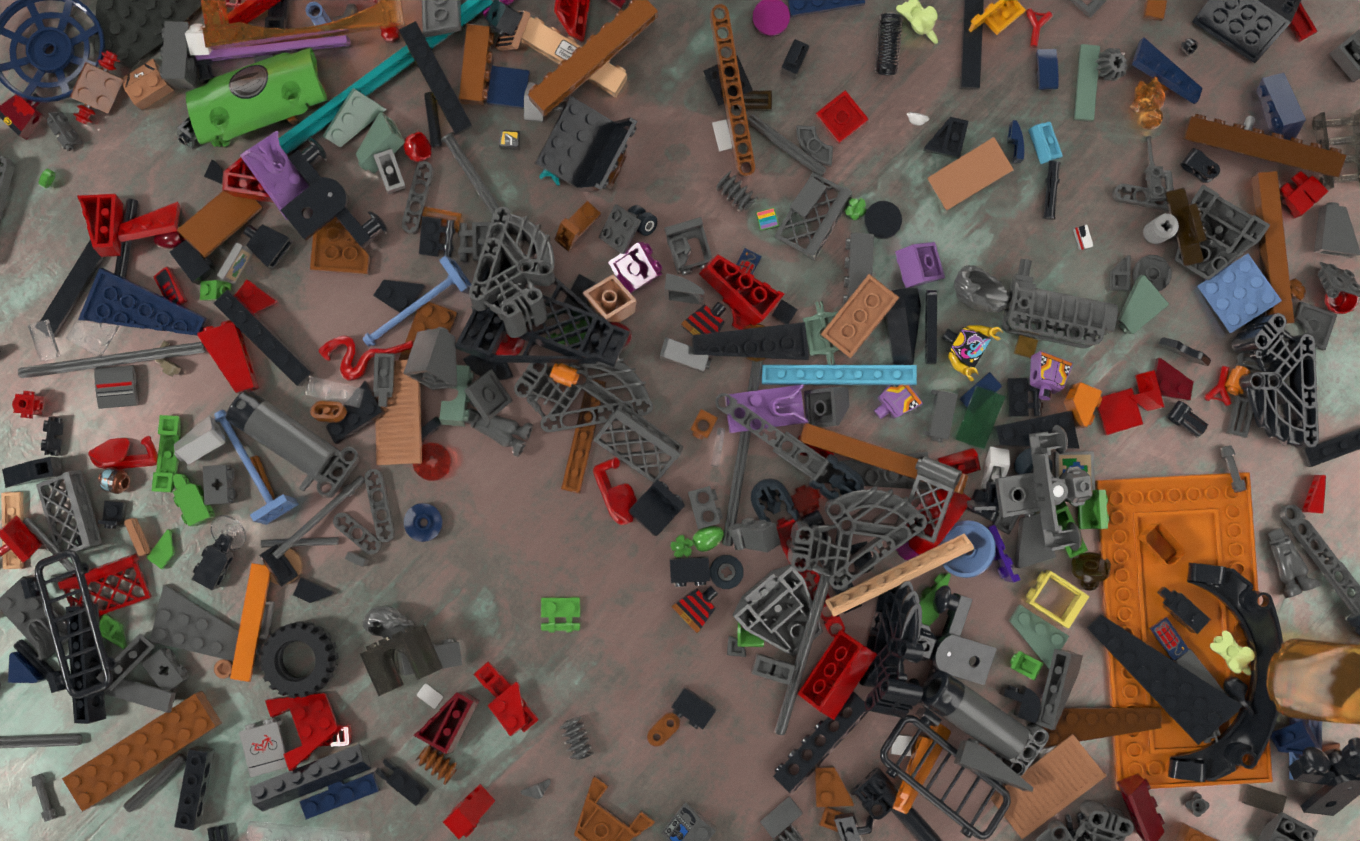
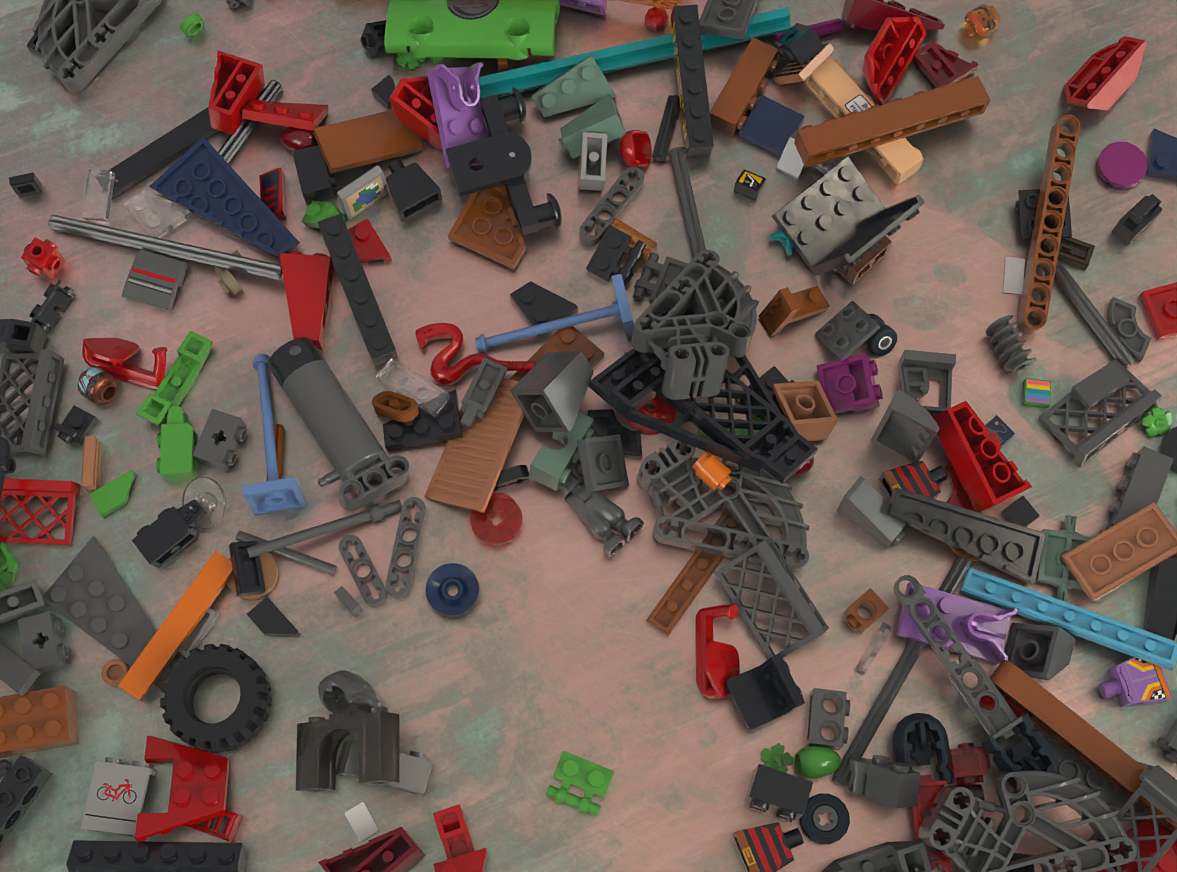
camera: 20 degrees right, 15 degrees down
(199, 441) = (222, 378): light grey slope -> none

